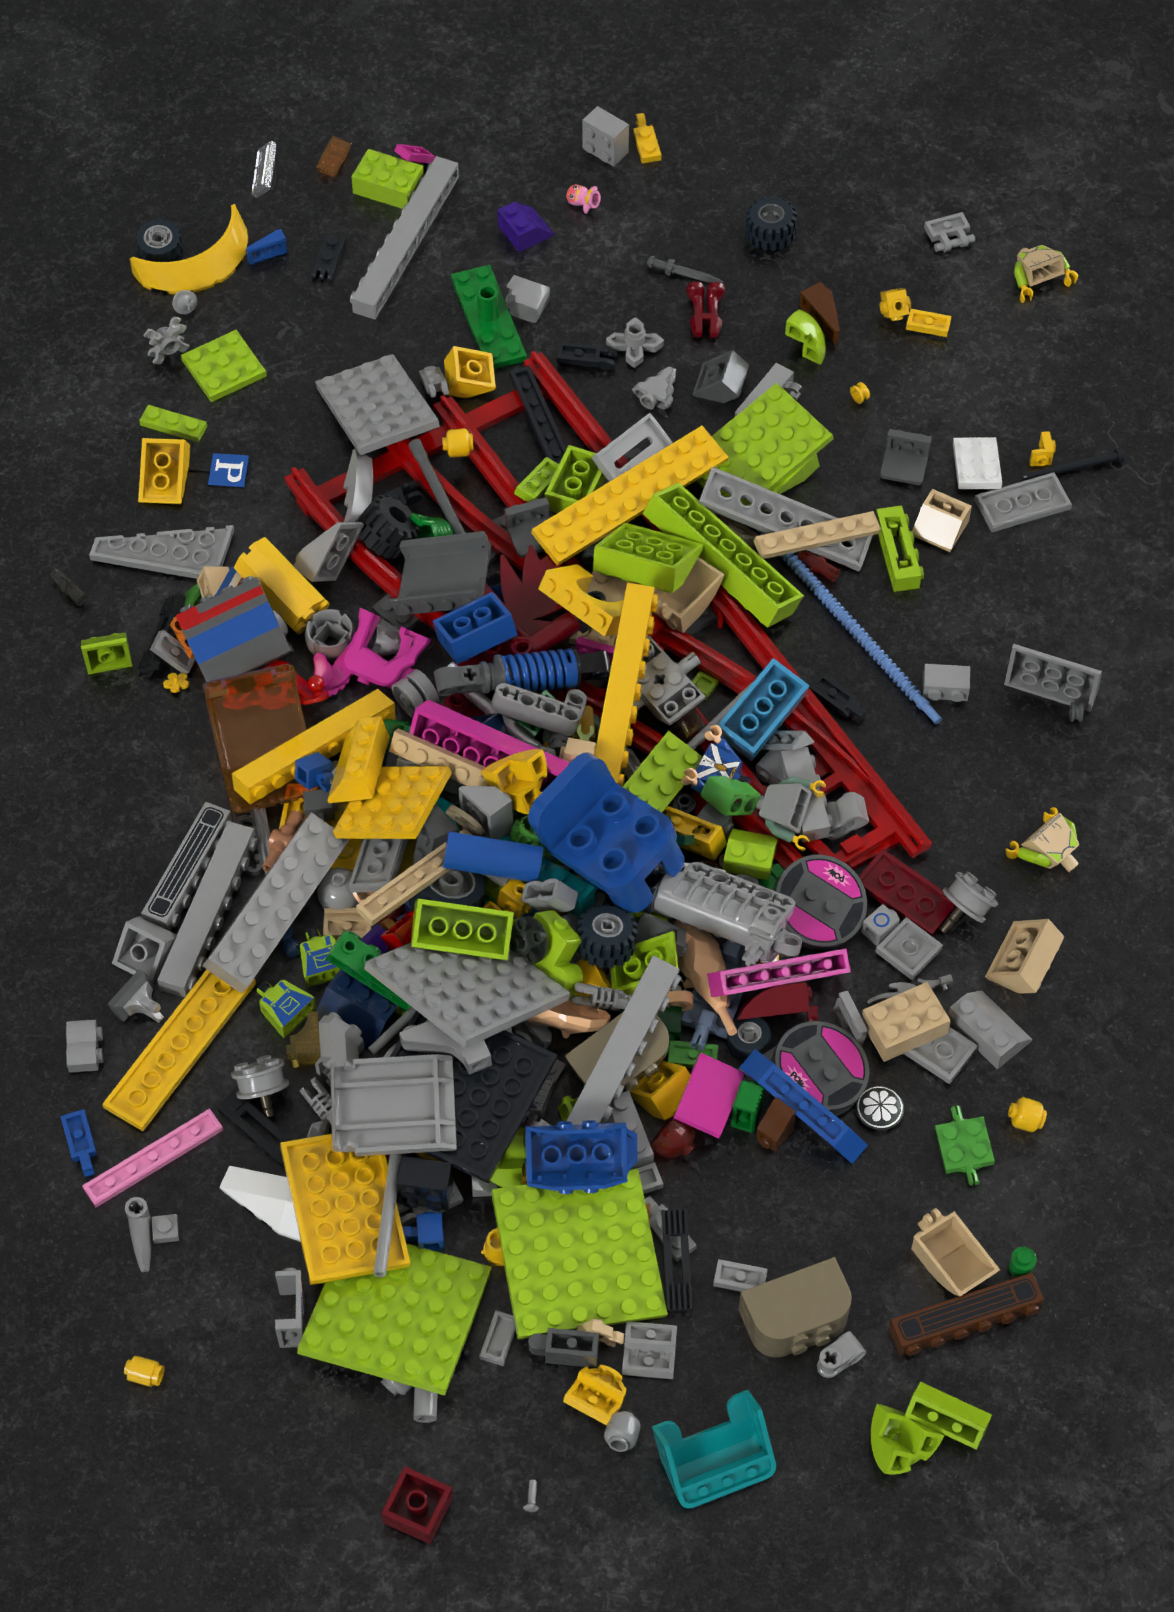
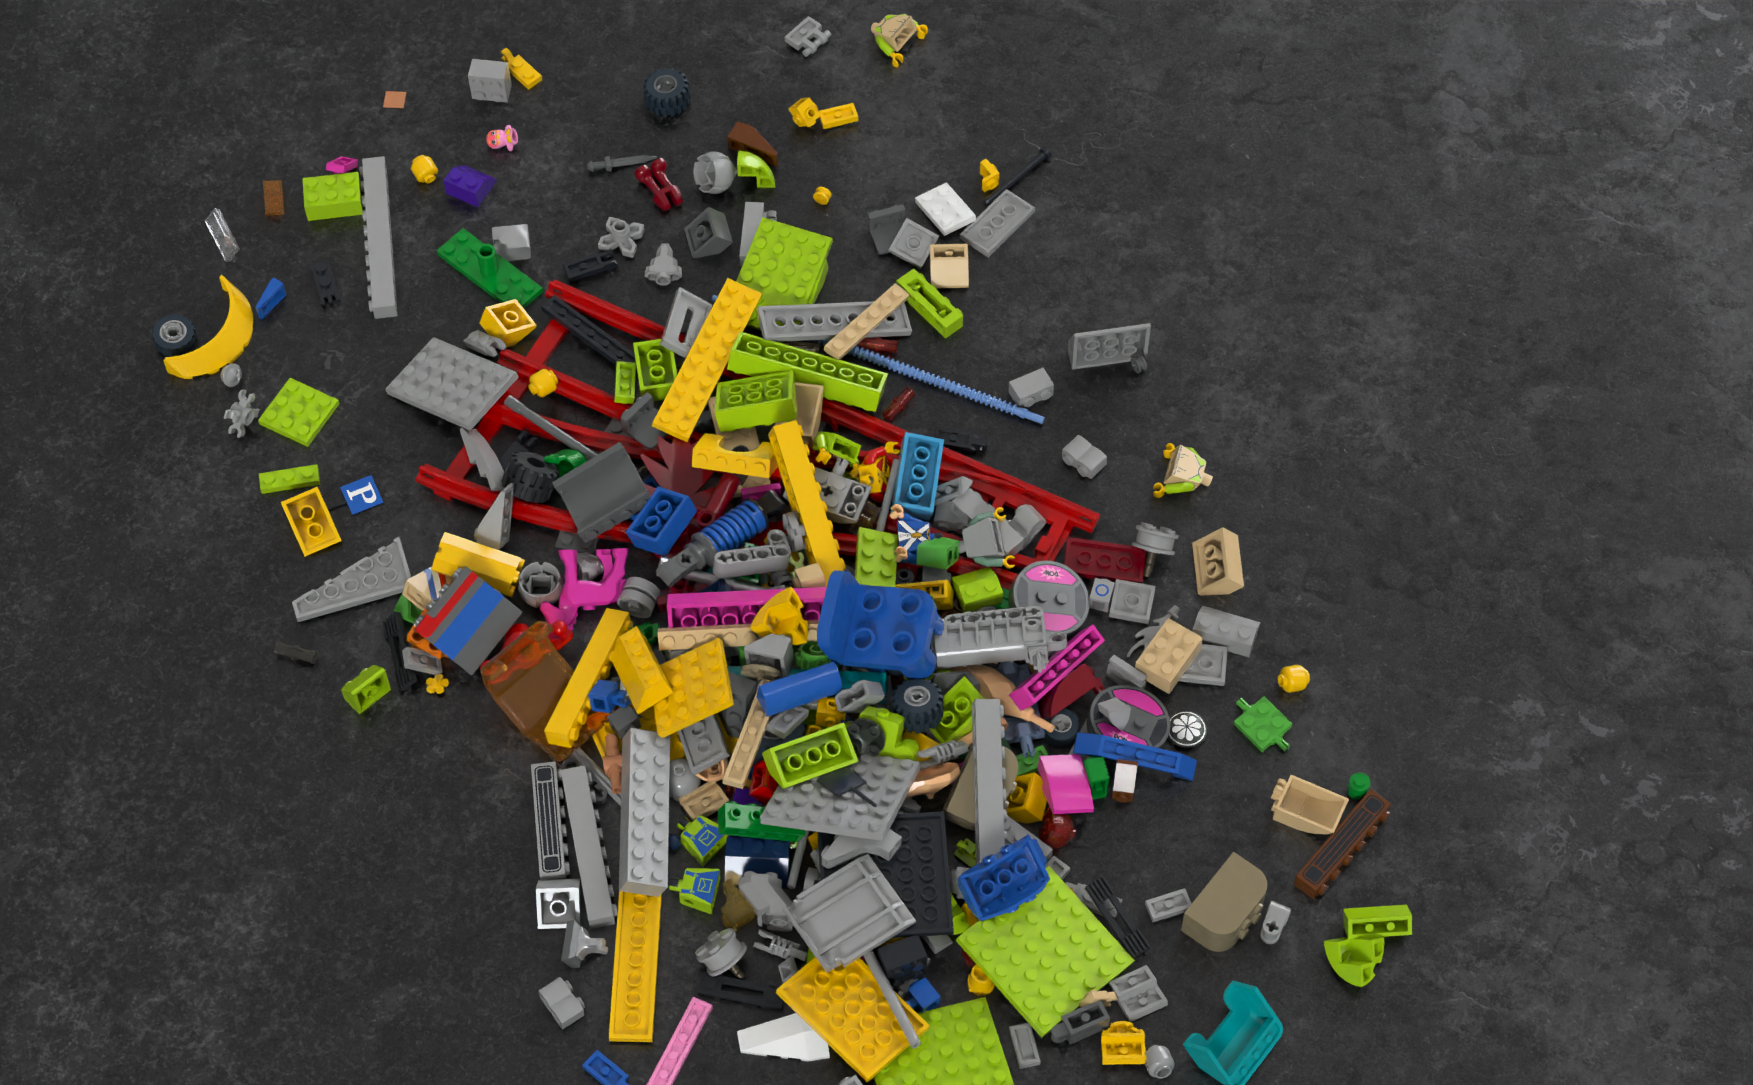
camera: 30 degrees left, 0 degrees up
(463, 883) = (787, 721): none -> light grey plate
(474, 970) = (843, 781): none -> black piece
(490, 192) = (424, 169): none -> yellow head
(509, 116) = (394, 99): none -> nougat sticker
(597, 702) = (794, 531): none -> light grey plate
(699, 642) = (835, 446): none -> lime torso
(725, 684) = (875, 470): none -> torso
(764, 320) = (714, 172): none -> light grey piece
(800, 633) = (898, 404): none -> clear red pin
(807, 1049) = (1116, 712): none -> light grey tile
(918, 479) = (913, 243): none -> light grey plate
(955, 777) = (1084, 457): none -> light grey brick

